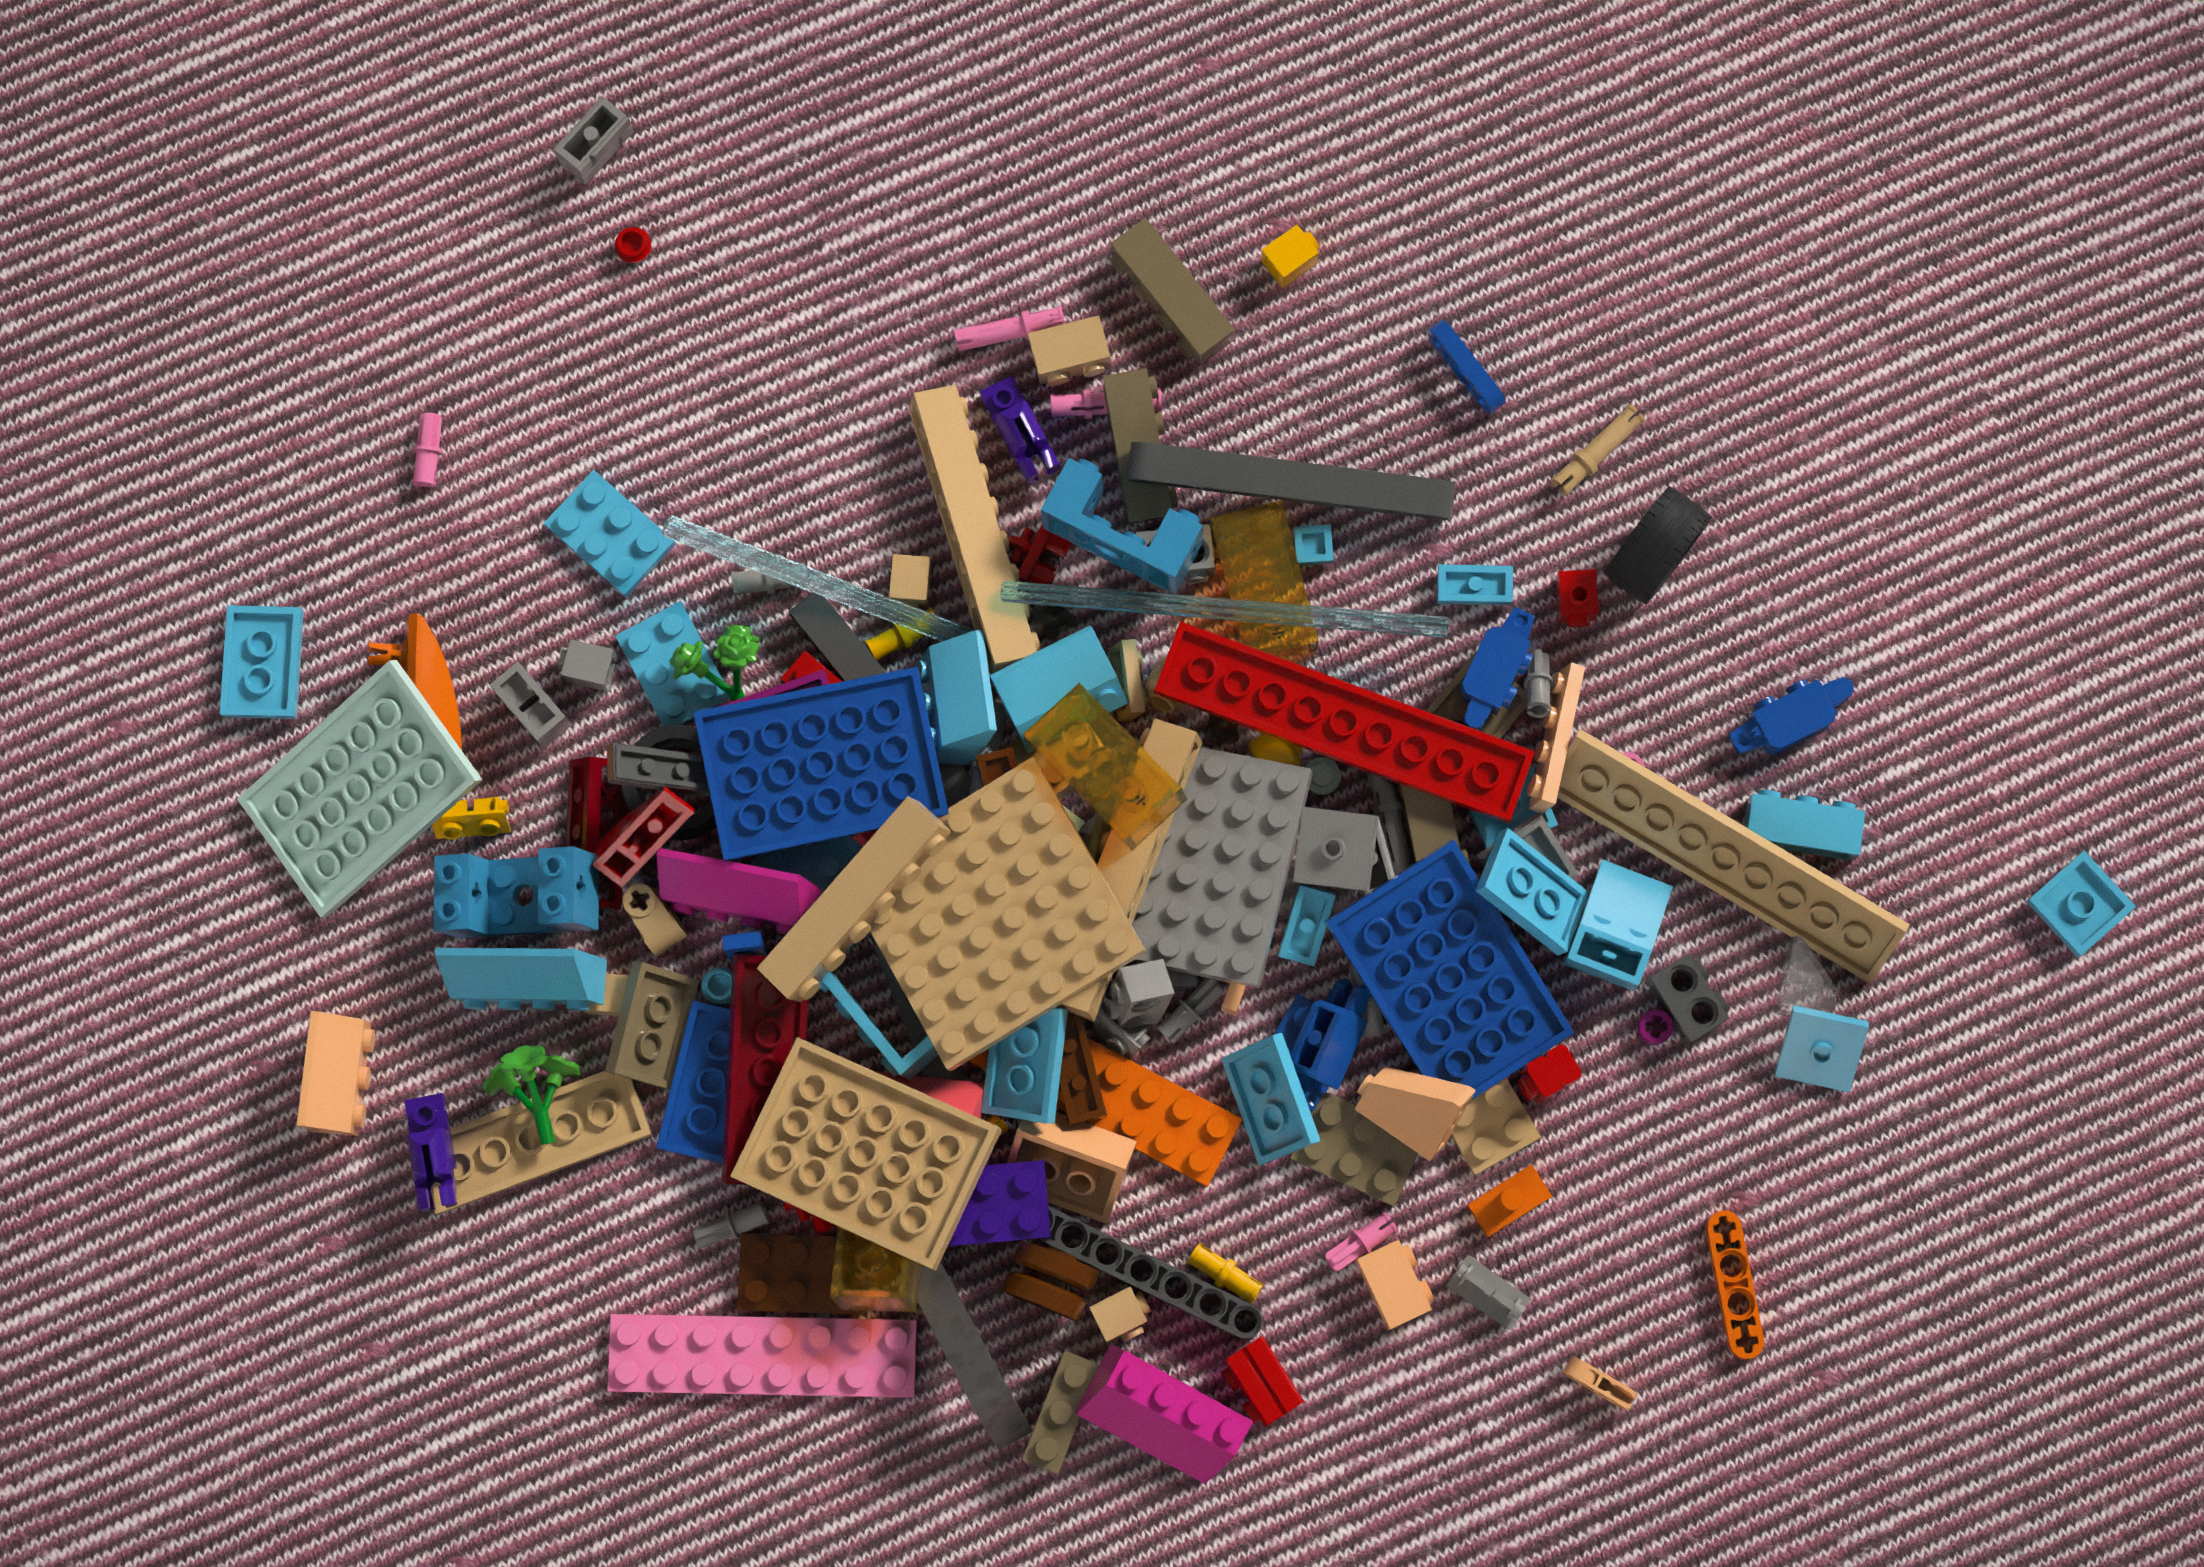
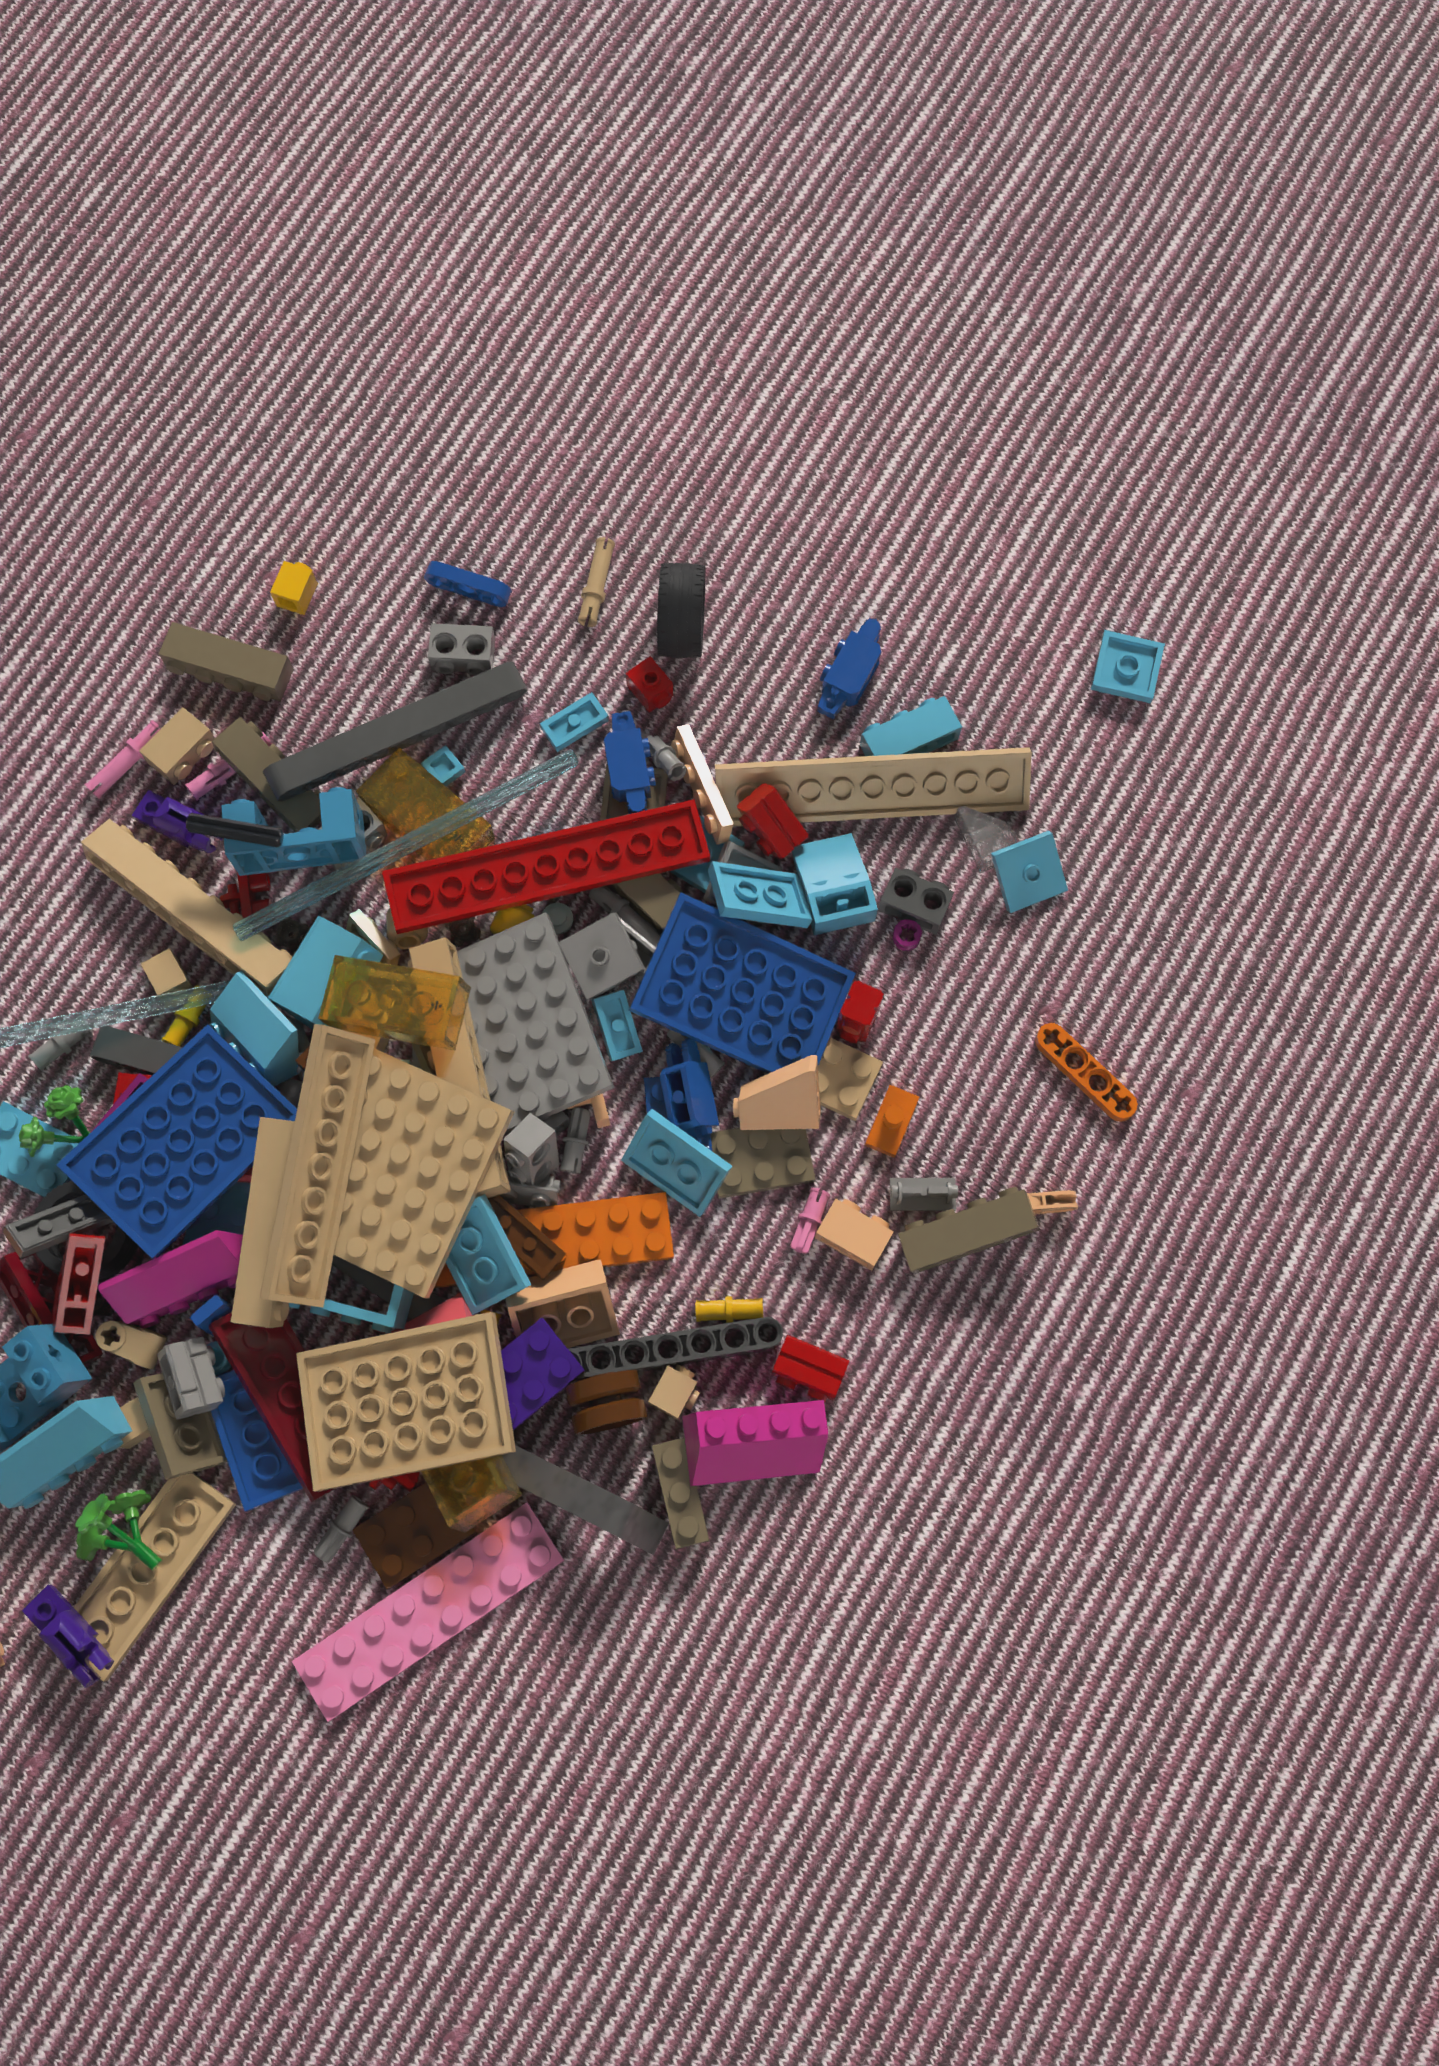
camera: 40 degrees left, 5 degrees down
(687, 991) = (191, 1377): none -> light grey brick
(930, 880) = (318, 1167): none -> tan plate
(1064, 494) = (234, 830): none -> black axle
(1420, 426) = (463, 641): none -> light grey brick
(1504, 1359) = (969, 1230): none -> dark tan brick
(1598, 824) = (771, 821): none -> red brick

